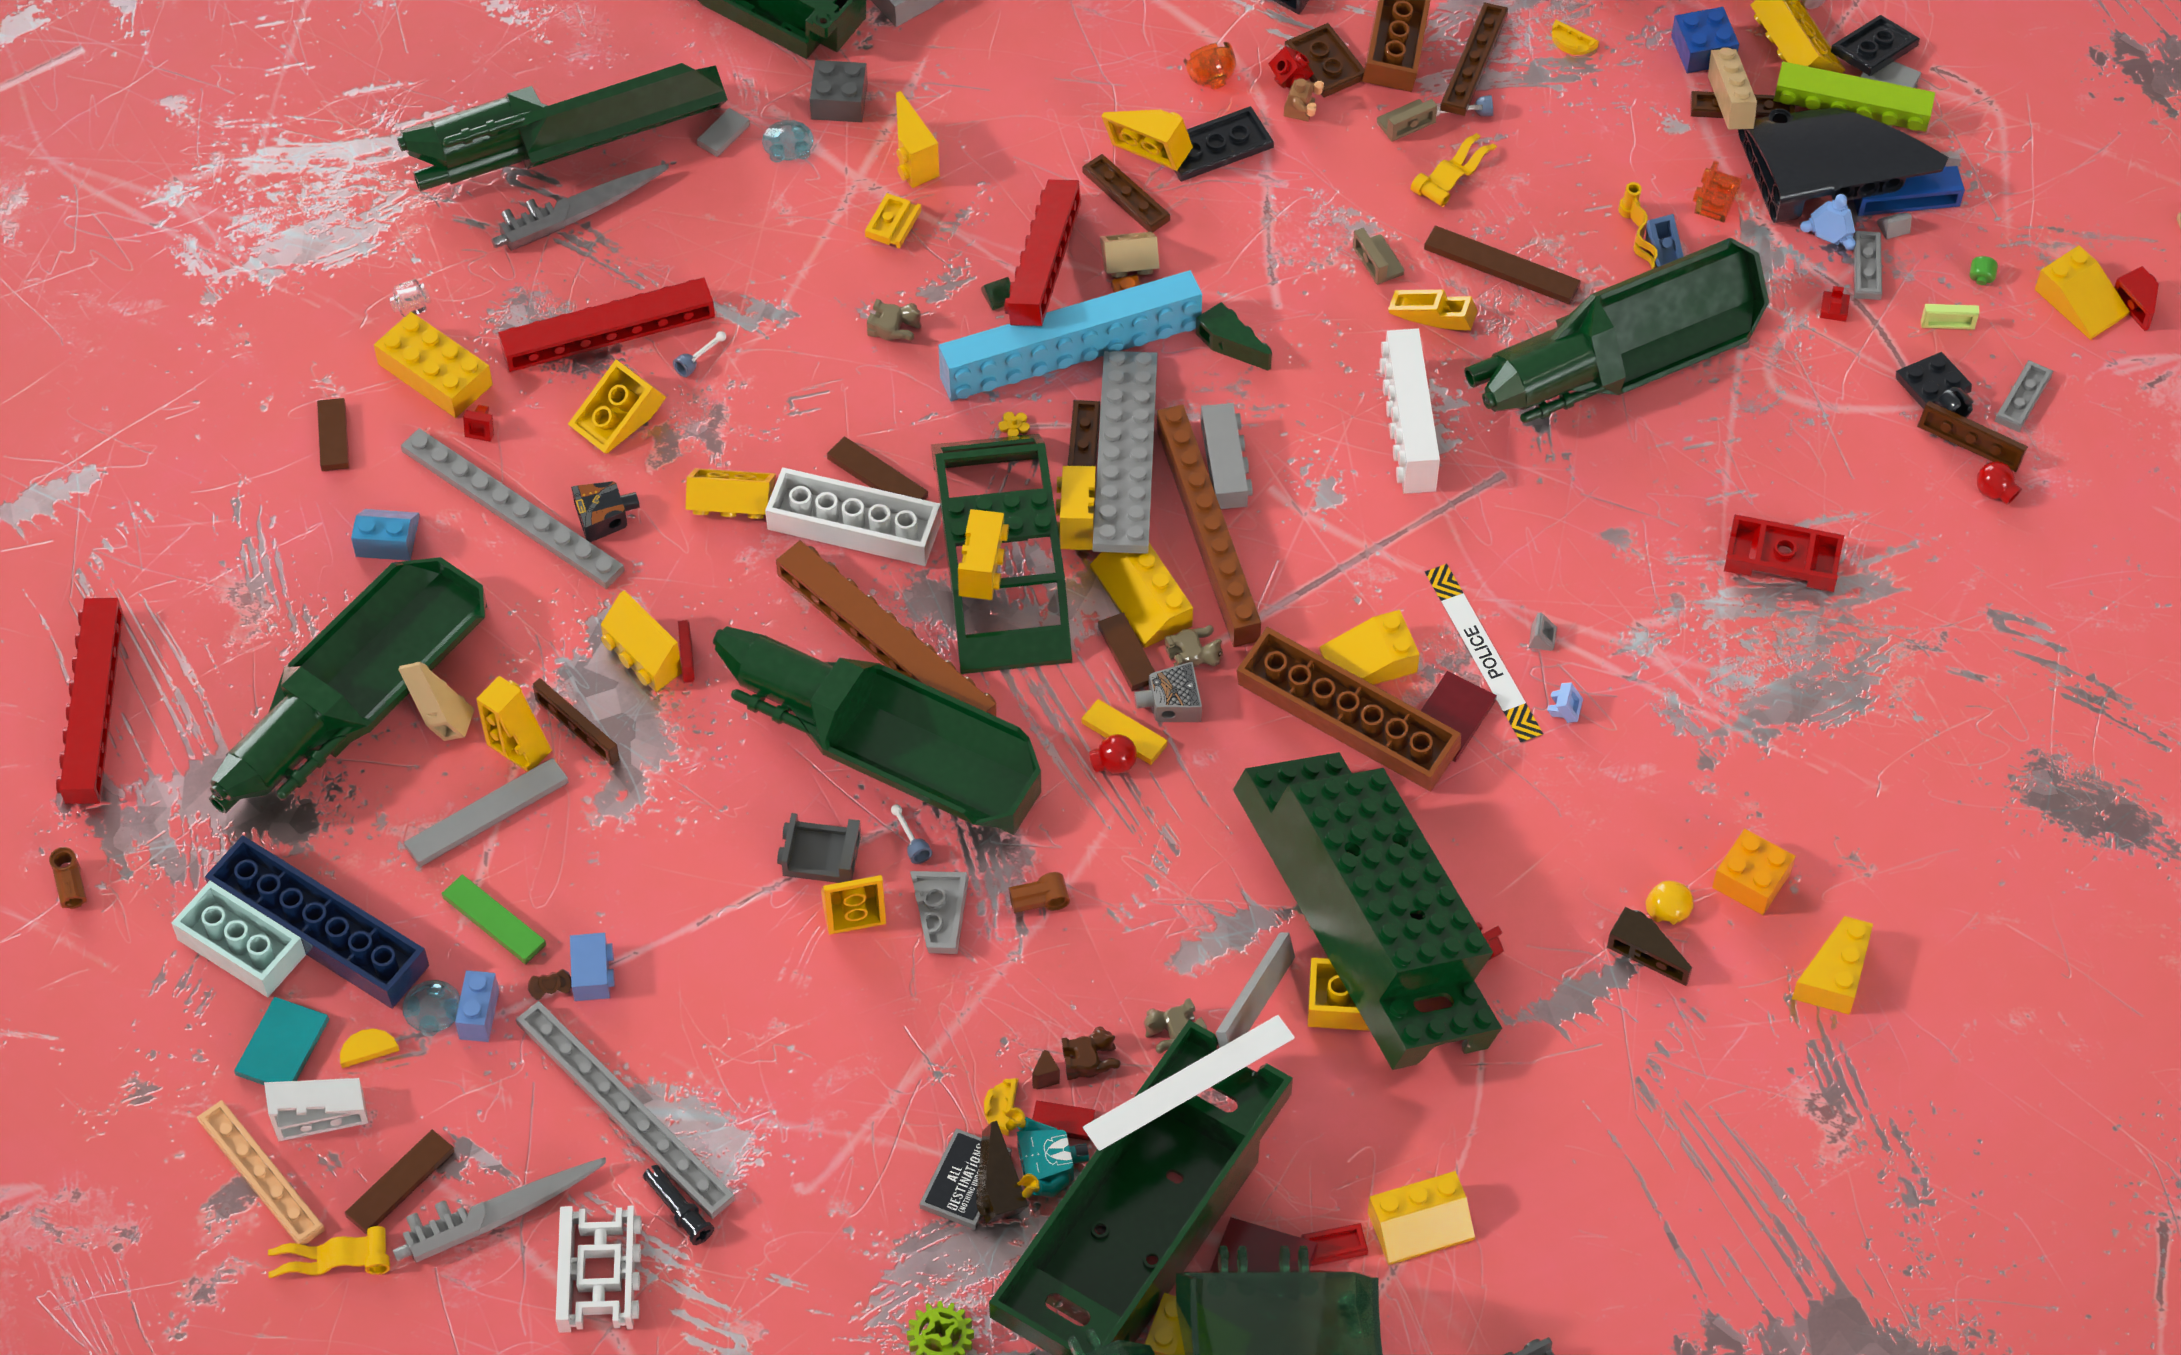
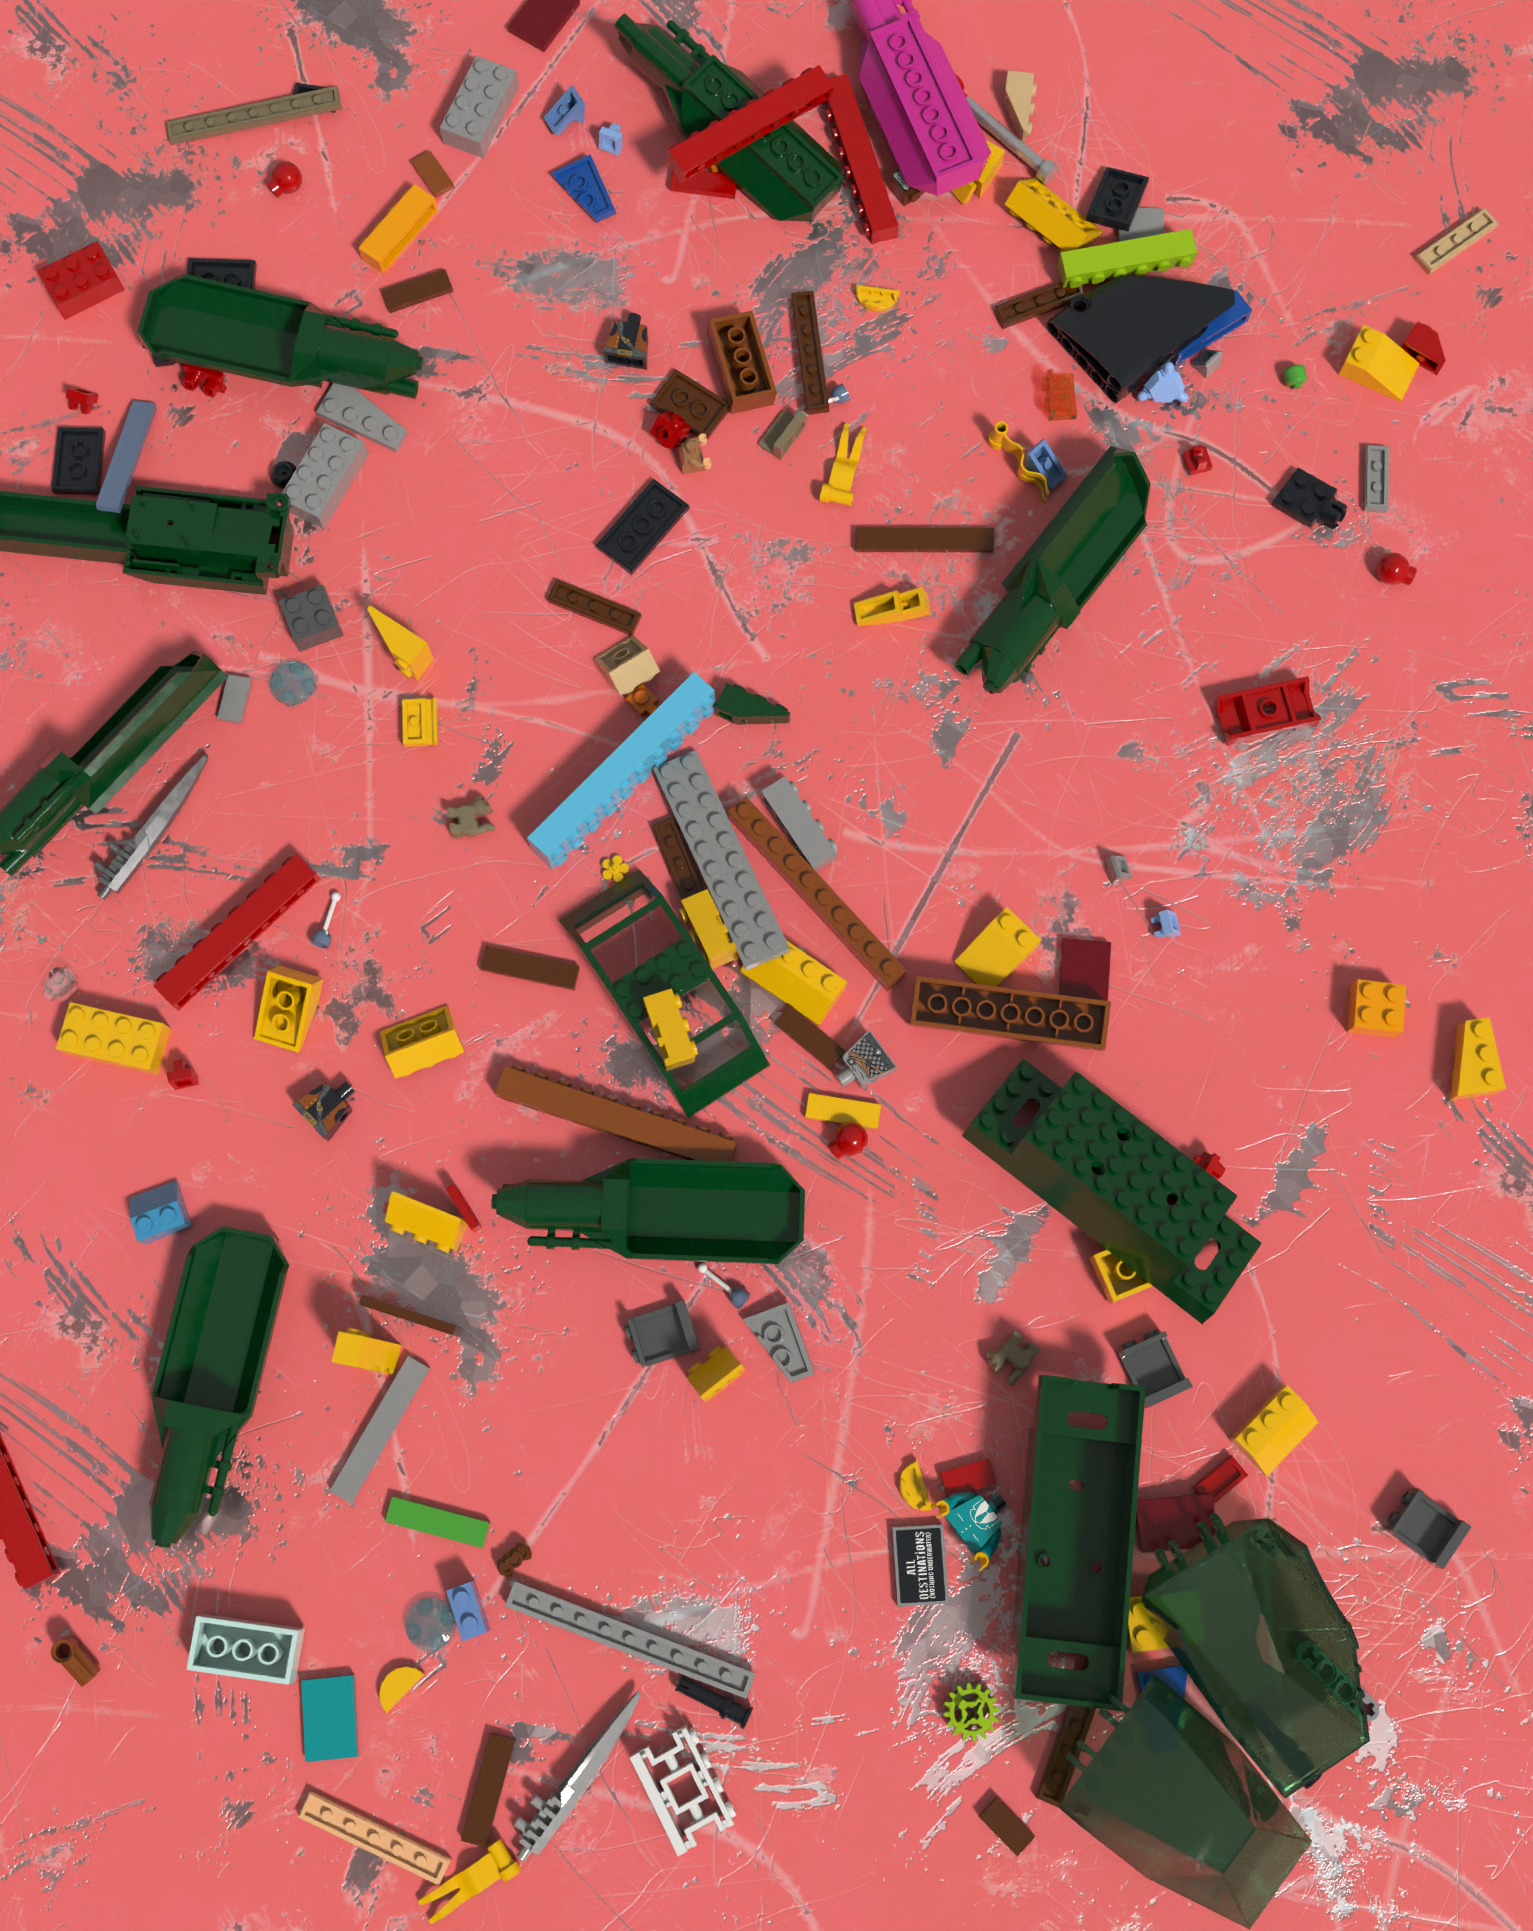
camera: 25 degrees left, 20 degrees up
(314, 1106) = (389, 1764): white wedge -> none
(328, 925) = (299, 1601): dark blue brick -> none
(333, 434) = (64, 1140): reddish brown tile -> none
(438, 704) = (291, 1362): tan slope -> none
(513, 508) = (250, 1139): light grey plate -> none
(590, 966) = (538, 1529): medium blue brick -> none
(853, 516) = (534, 1021): white brick -> none
(997, 292) = (540, 751): clear green slope -> none
(997, 1181) = (949, 1562): dark brown slope -> none
(1043, 253) = (565, 706): red brick -> none
(1045, 1072) = (935, 1445): reddish brown slope -> none
(1047, 892) = (856, 1288): dark orange piece -> none
(1085, 1052) = (960, 1417): reddish brown animal -> none
(1150, 134) = (595, 549): yellow slope -> none
(1188, 1082) = (1069, 1430): white sticker -> none
(1190, 649) = (859, 1013): dark tan animal -> none
(1211, 65) = (606, 457): clear orange cylinder -> none
(1257, 990) = (1069, 1312): light grey tile -> none
(1320, 1103) = (1153, 1366): none -> dark grey panel
(1377, 256) = (824, 577): dark tan panel -> none
(1410, 411) = (925, 716): white brick -> none
(1484, 653) = (1079, 905): sticker -> none
(1646, 944) = (1324, 1109): dark brown slope -> none
(1669, 902) = (1324, 1063): yellow hair -> none
(1700, 33) = (984, 253): blue brick -> none
(1732, 89) = (1032, 295): tan brick -> none
(1867, 265) = (1205, 411): light grey tile -> none
(1950, 316) = (1291, 432): yellowish green tile -> none
(1972, 436) = (1358, 536): reddish brown tile -> none

